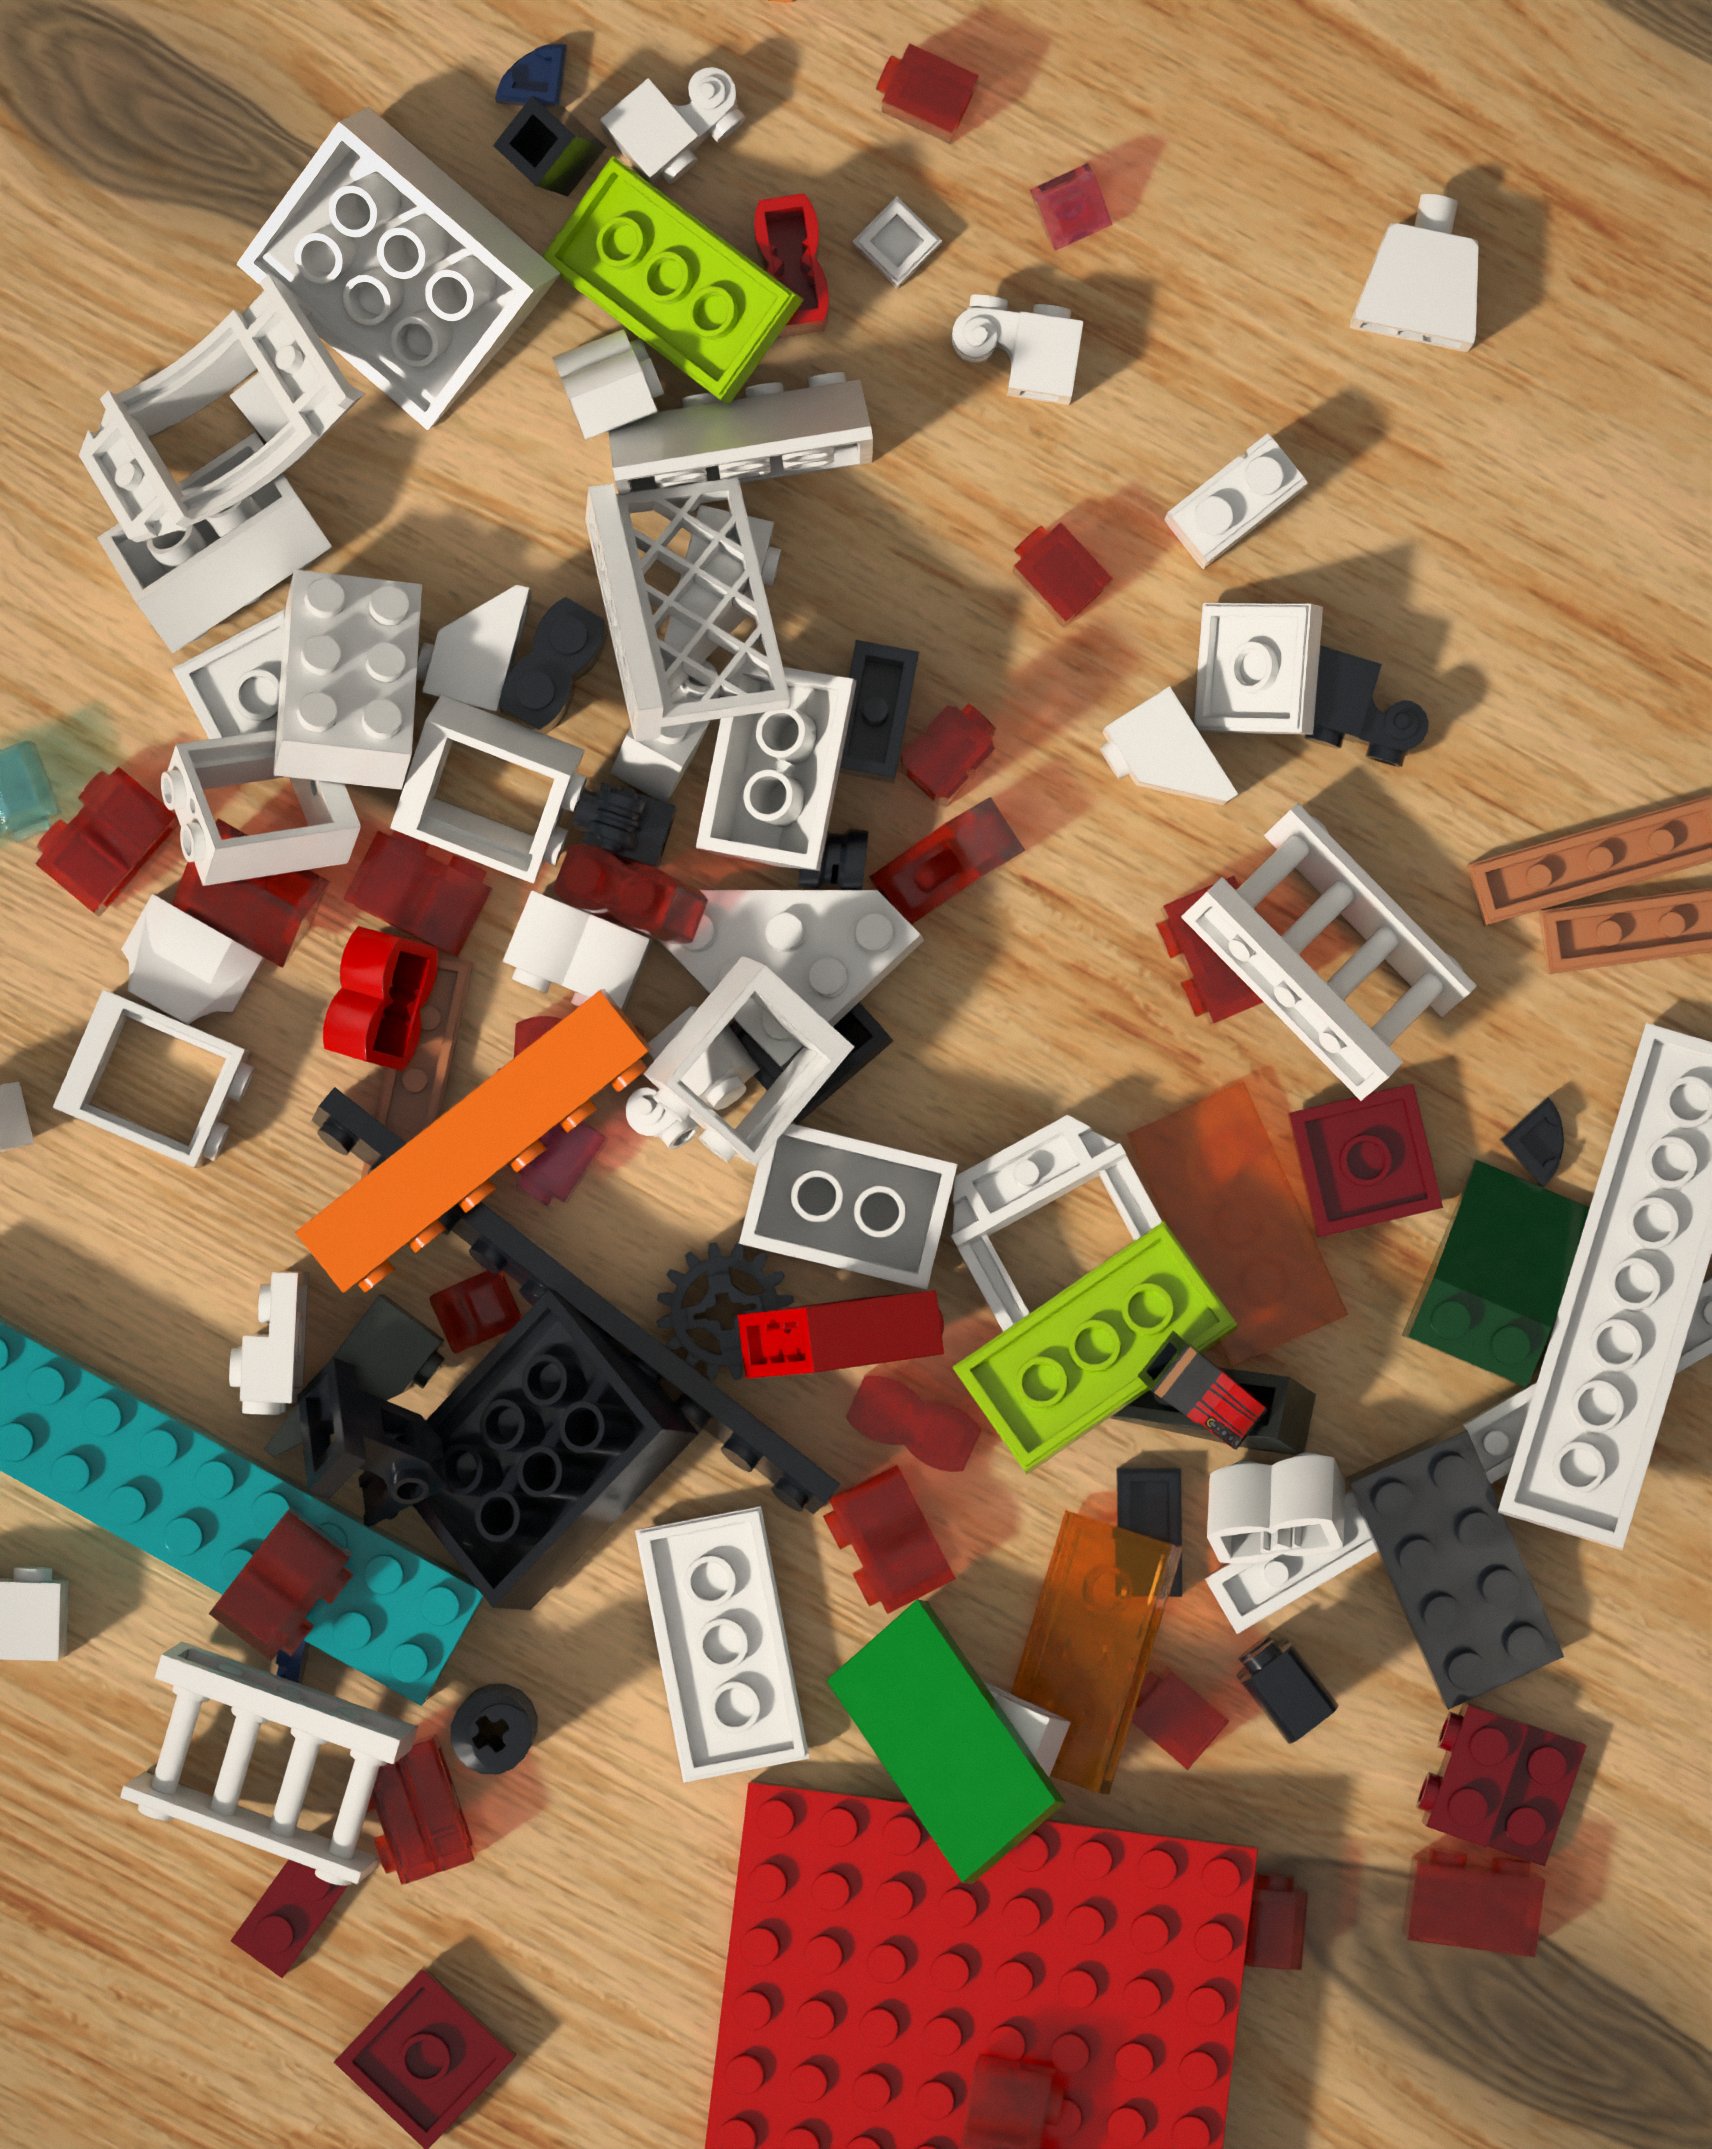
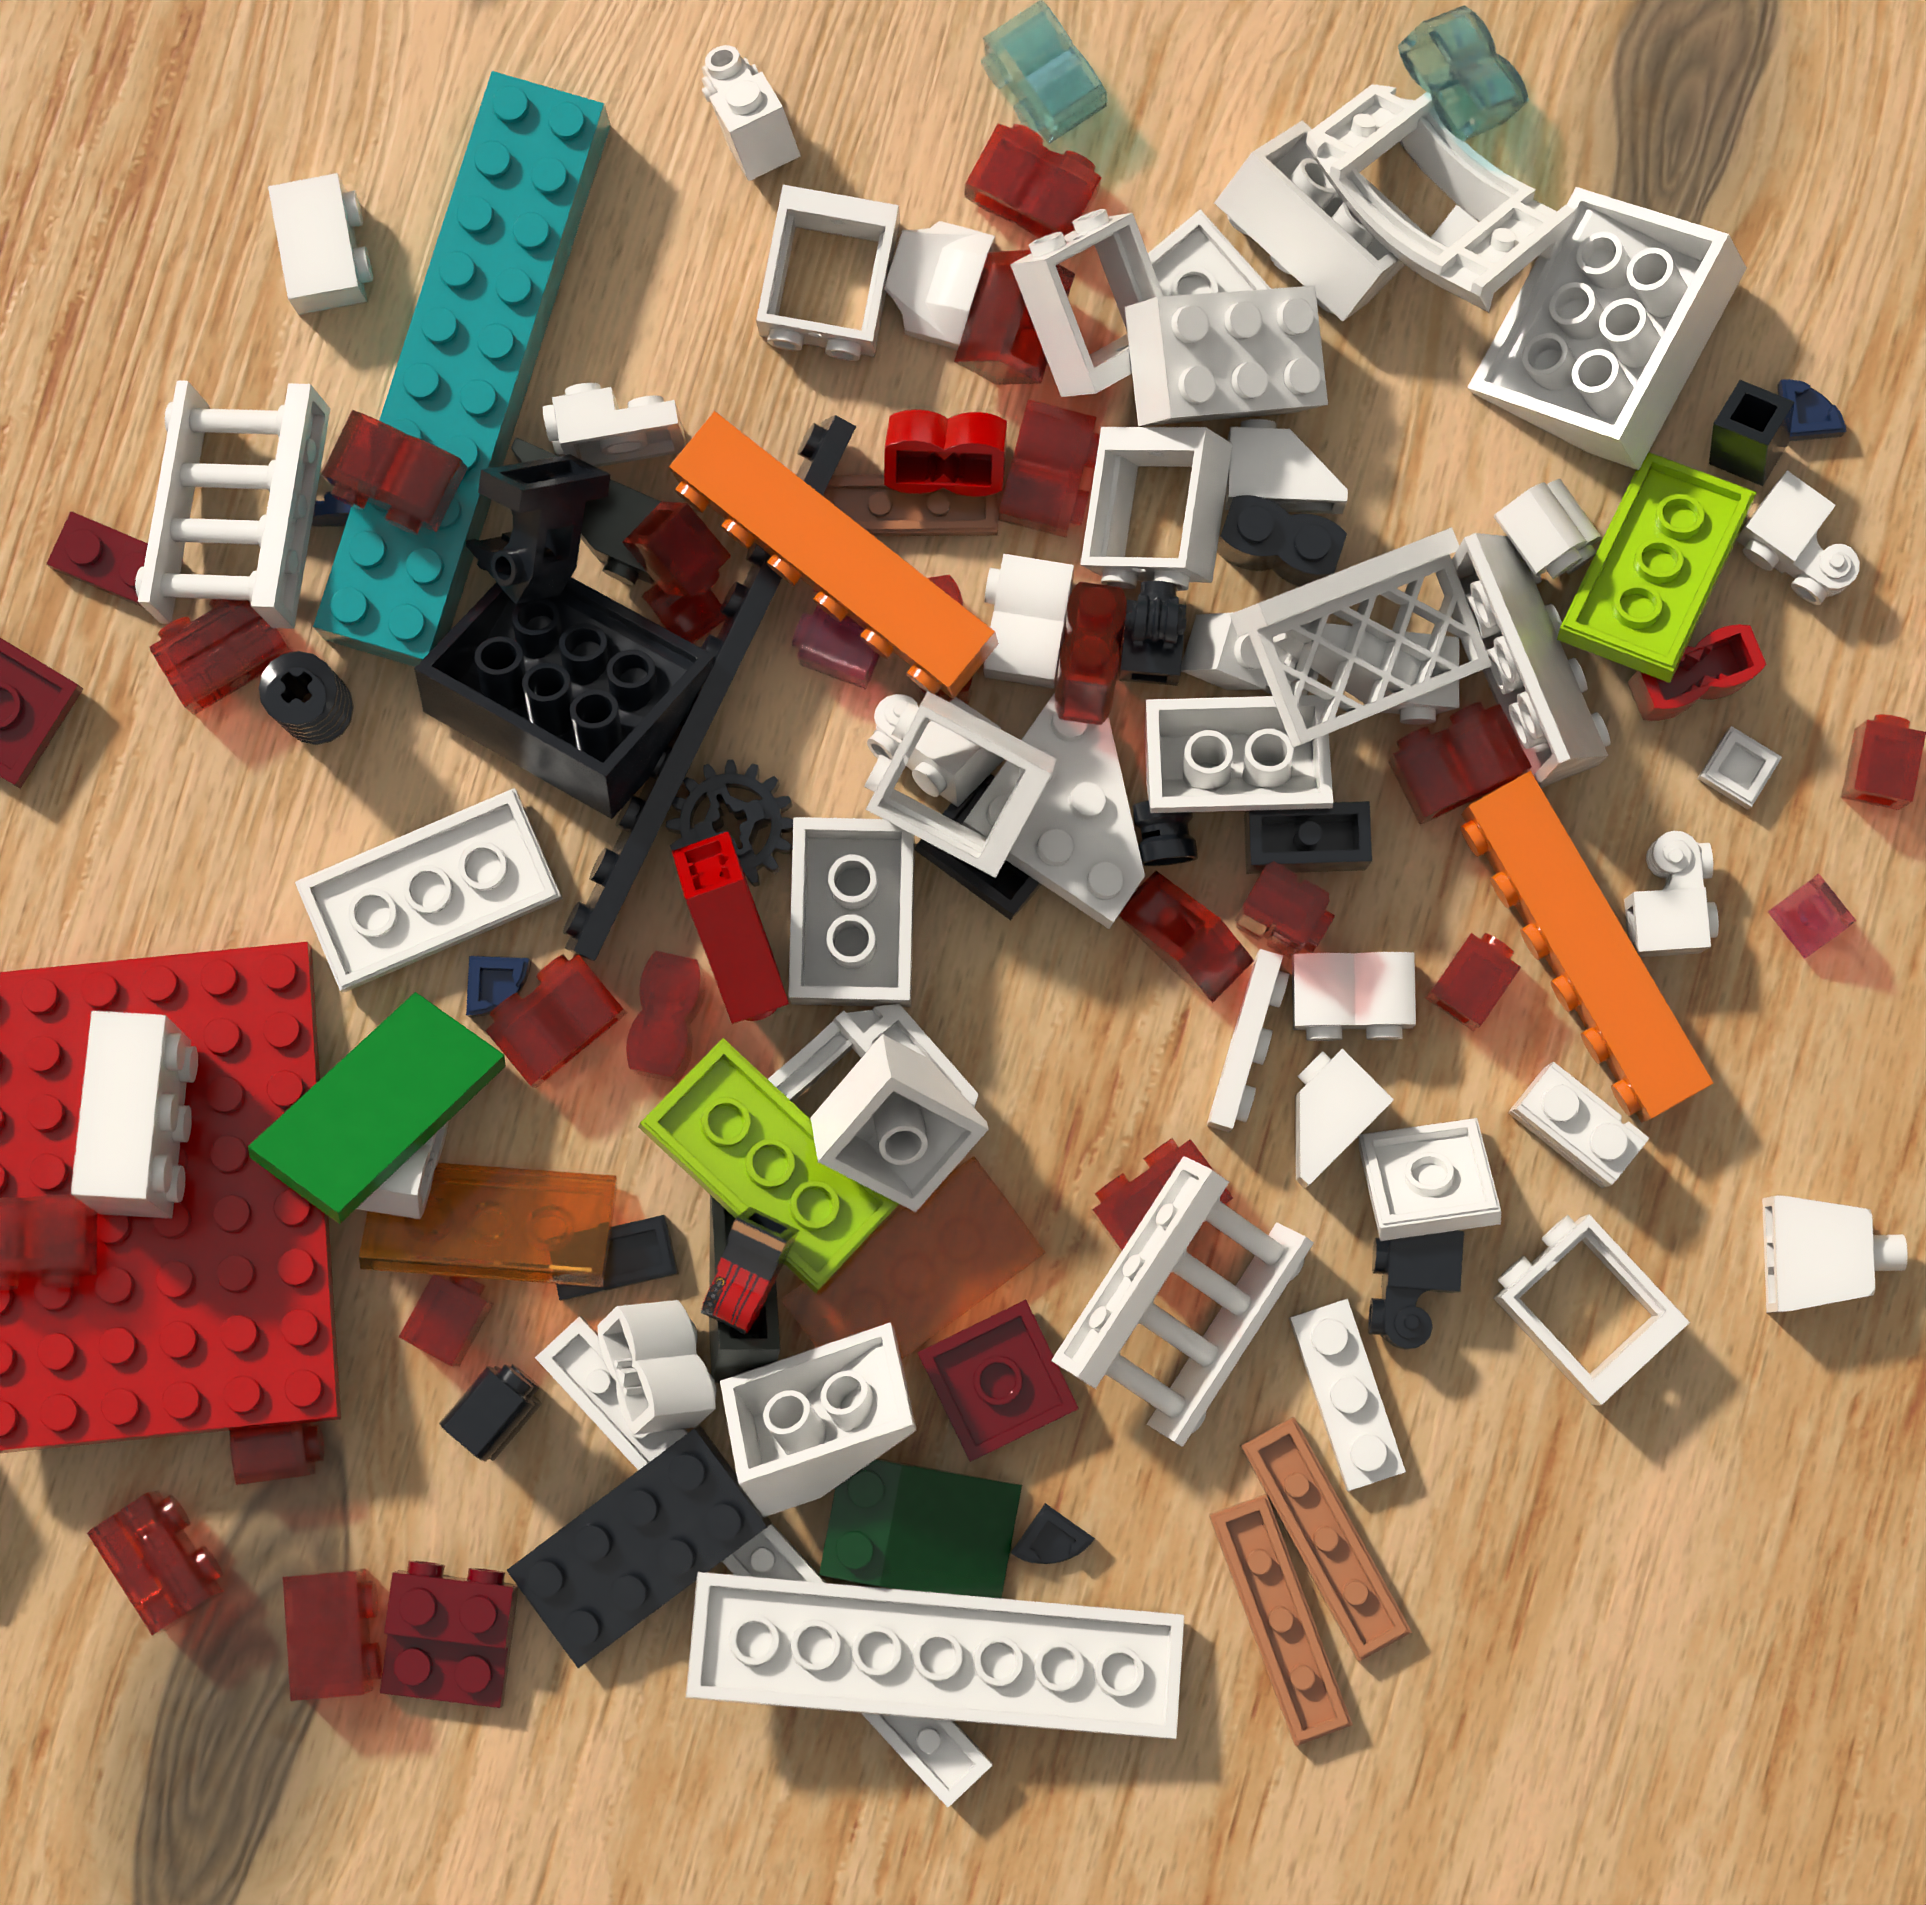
camera: 85 degrees right, 5 degrees down
(90, 356) = (1463, 73): none -> clear light blue brick
(426, 1304) = (677, 550): none -> clear red brick
(828, 535) = (1458, 762): none -> clear red brick
(834, 1595) = (493, 981): none -> dark blue tile
(903, 1993) = (133, 1115): none -> white brick
(1046, 701) = (1353, 993): none -> white brick
(1053, 449) = (1585, 948): none -> orange brick
(1073, 822) = (1248, 1042): none -> white plate
(1085, 1207) = (896, 1124): none -> white slope
(1360, 2067) = (157, 1560): none -> clear red brick
(1367, 1353) = (816, 1418): none -> white slope
(1457, 803) = (1347, 1395): none -> white plate
(1480, 500) = (1631, 1354): none -> white window

